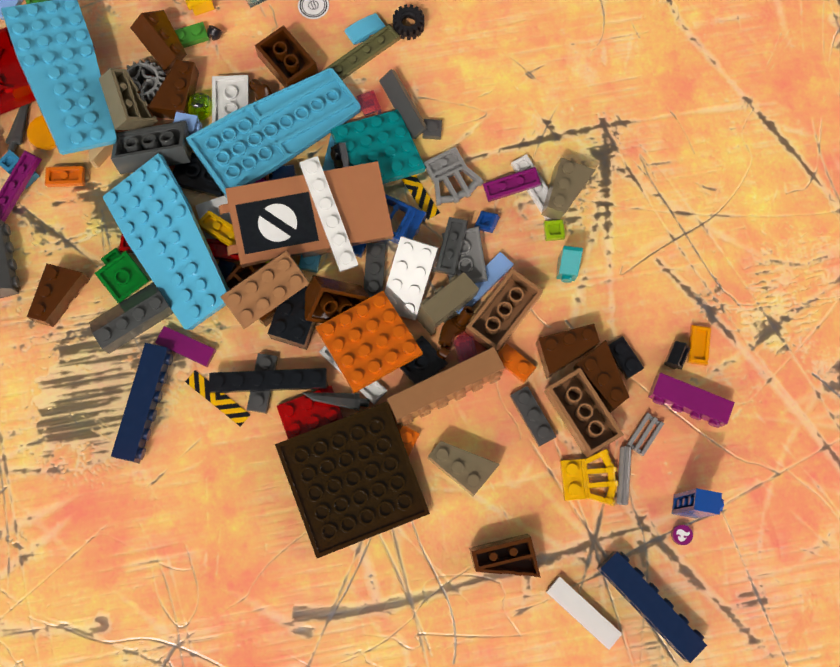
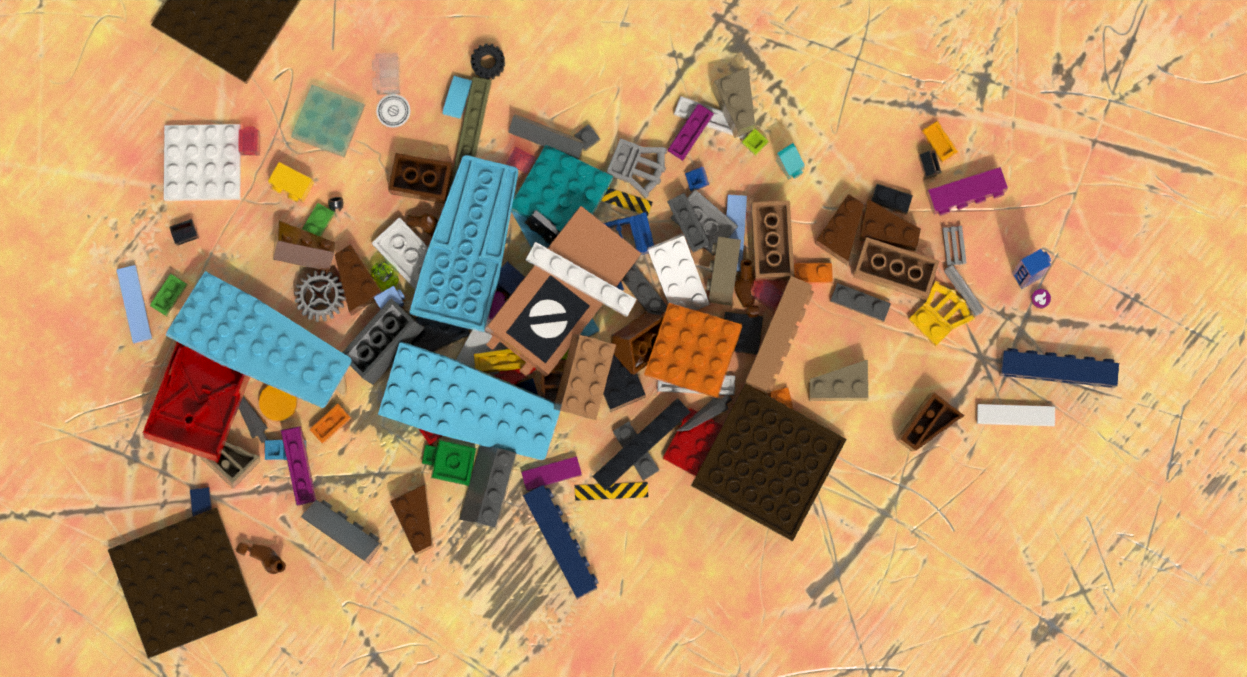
camera: 35 degrees left, 5 degrees up
(124, 102) = (329, 324): dark tan wedge -> none

